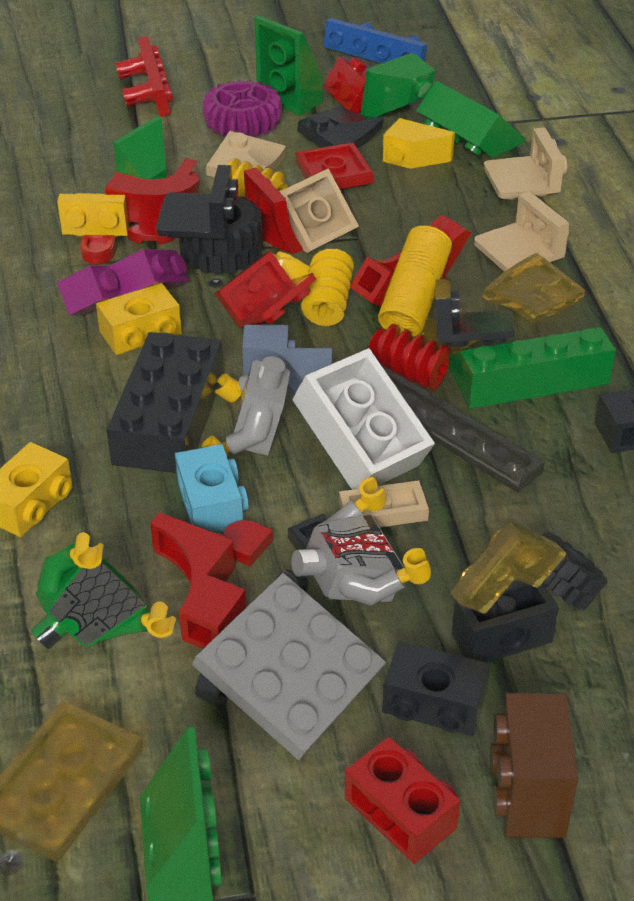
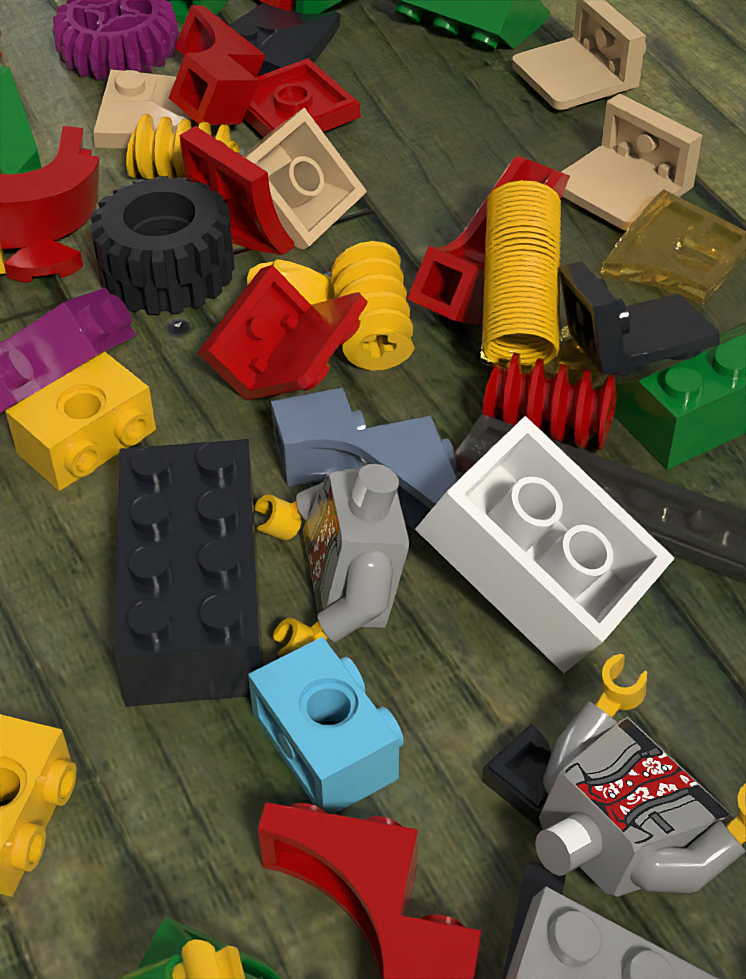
camera: 15 degrees left, 5 degrees up
(200, 214) = (133, 220): black bracket -> none
(248, 540) = (424, 803): red tile -> none
(289, 141) = (216, 70): none -> red arch
(403, 504) = (669, 678): tan plate -> none
(417, 144) = (404, 46): yellow slope -> none

